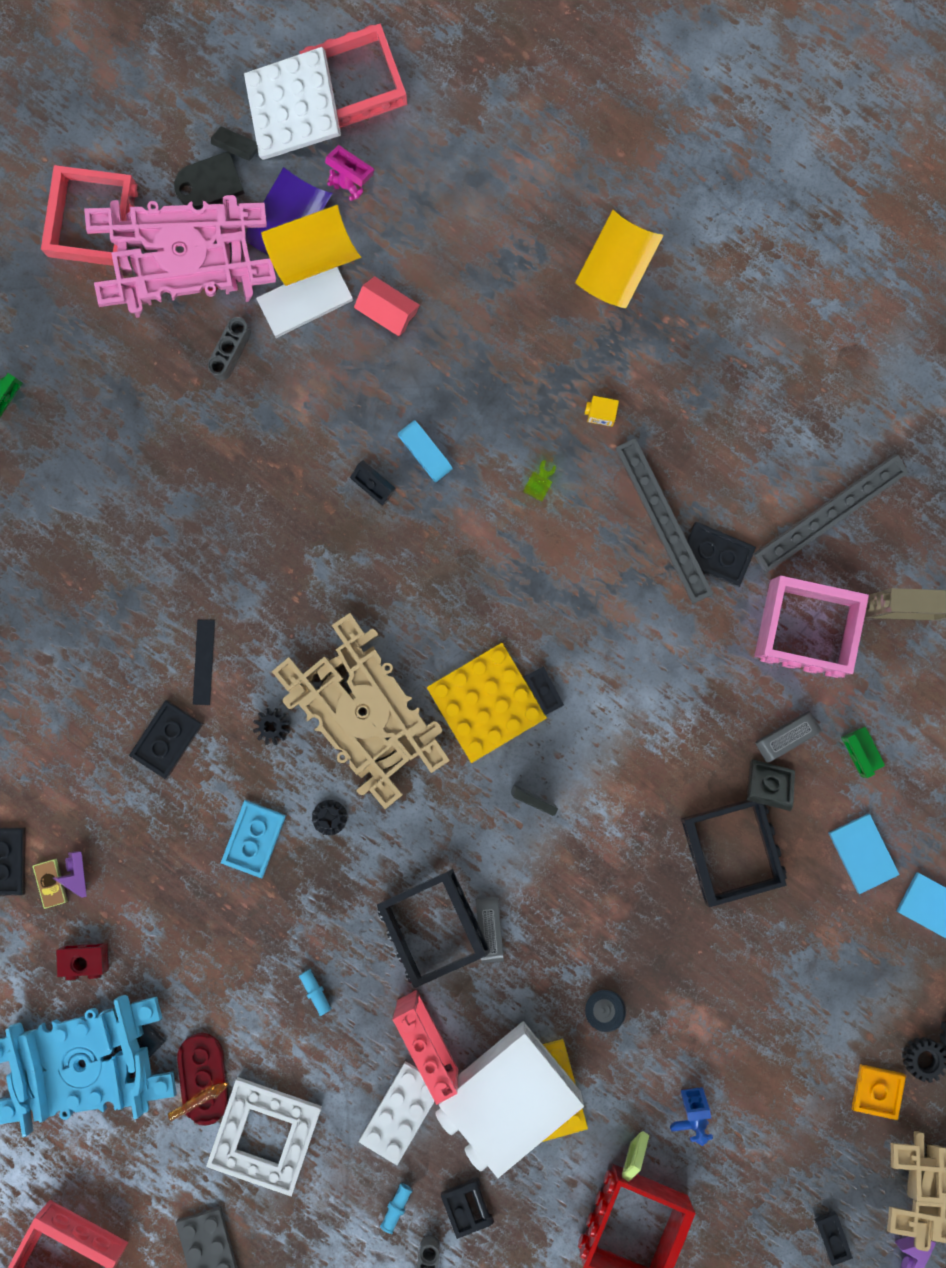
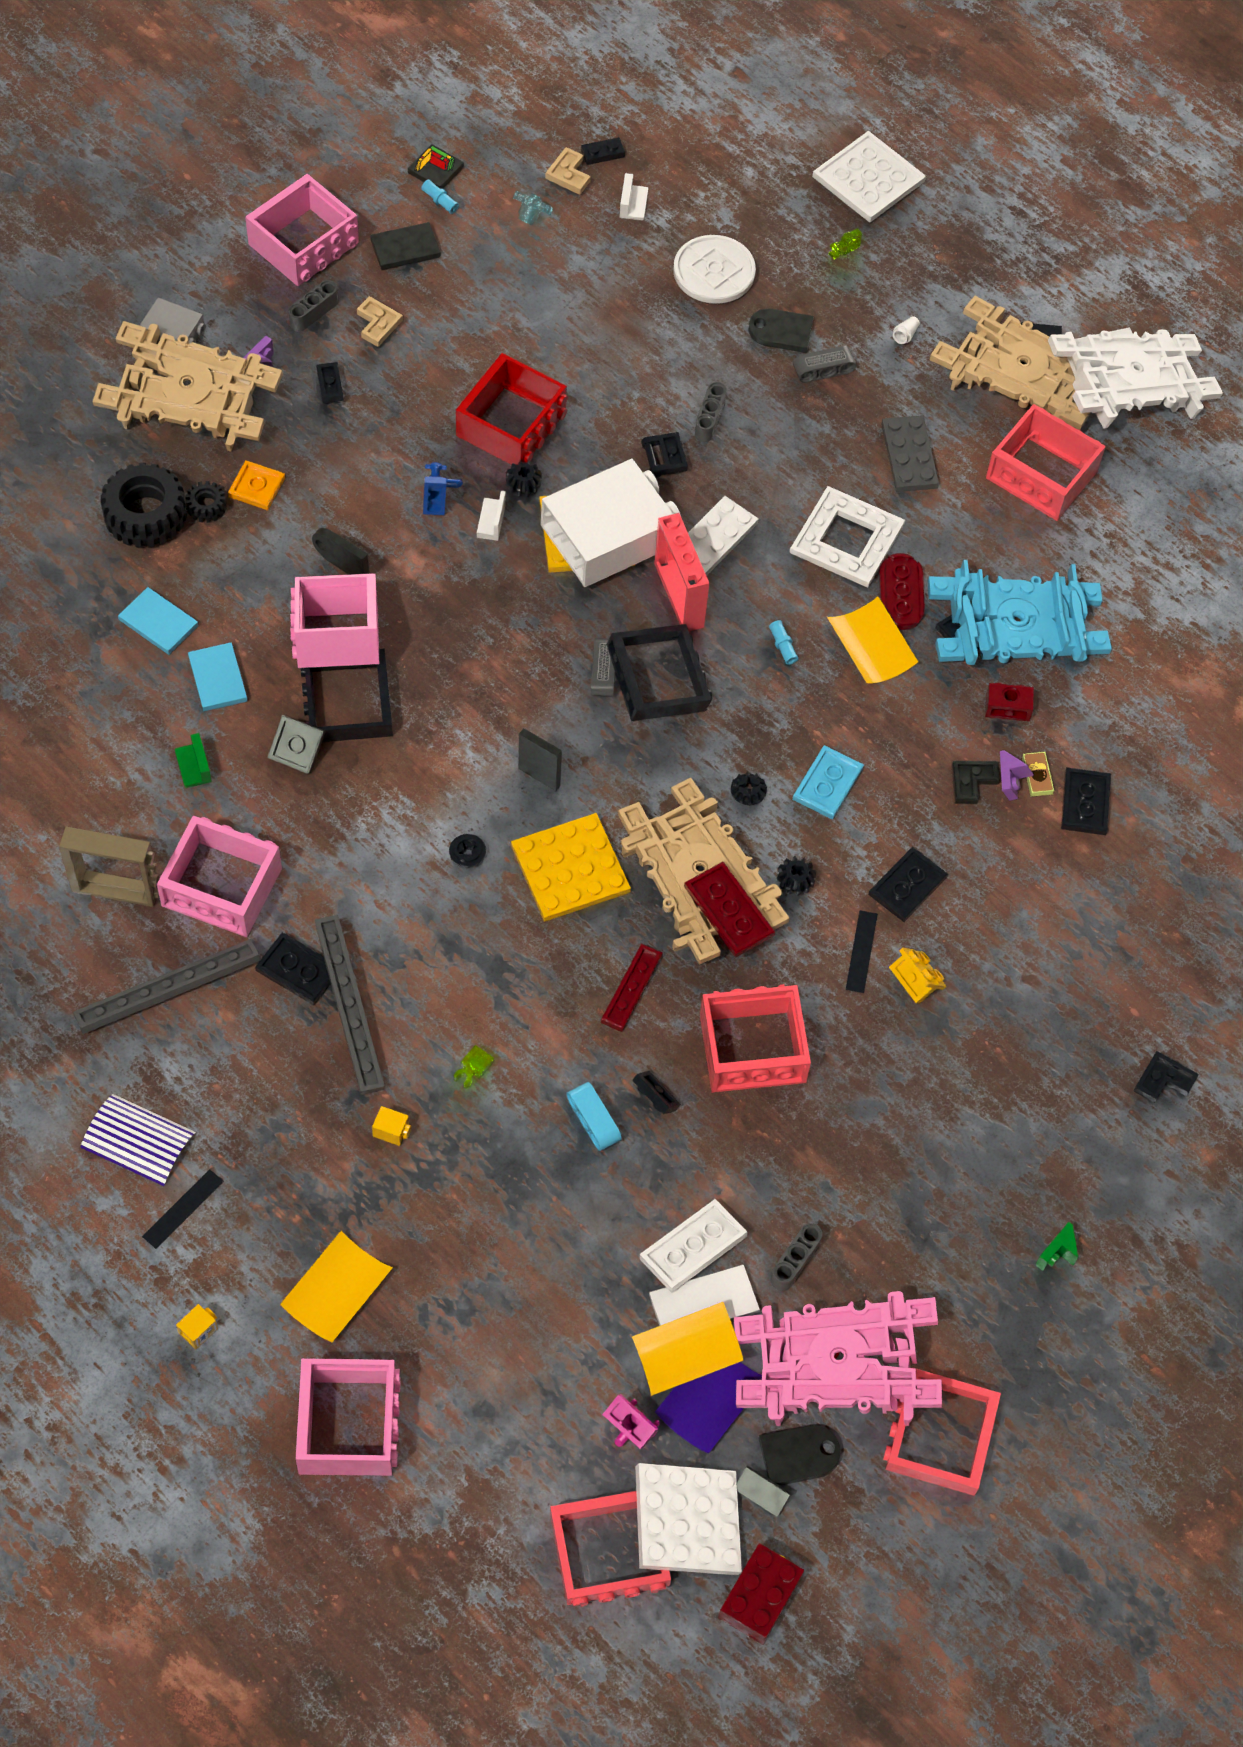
camera: 175 degrees left, 25 degrees down
(118, 871) = (969, 774): none -> pearl dark grey tile
(147, 641) = (917, 974): none -> yellow bracket
(214, 1091) = (890, 575): clear orange piece -> none
(225, 57) = (761, 1593): none -> dark red piece
(225, 1010) = (874, 642): none -> yellow sticker
(277, 511) = (763, 1071): none -> coral window
(319, 343) = (693, 1245): none -> white plate
(328, 669) = (729, 909): none -> dark red tile
(386, 305) = (611, 1276): coral piece -> none
(396, 1208) = (730, 464): medium azure pin -> none
(410, 587) = (631, 987): none -> dark red tile
(544, 690) = (509, 866): black plate -> none
(585, 102) = (347, 1372): none -> bright pink window
(587, 691) = (470, 842): none -> black gear
(605, 1011) = (503, 583): black wheel -> none
(608, 1157) = (523, 478): none -> black gear
(632, 1093) = (491, 517): none -> white panel
(635, 1156) = (500, 464): yellowish green tile -> none
(728, 204) = (197, 1326): none -> yellow brick
(765, 312) = (182, 1209): none -> black sticker
(772, 960) = (334, 597): none -> bright pink window
(774, 1014) = (340, 552): none -> pearl dark grey tile
(788, 736) = (267, 786): dark grey beam -> none
(820, 369) = (136, 1138): none -> sticker

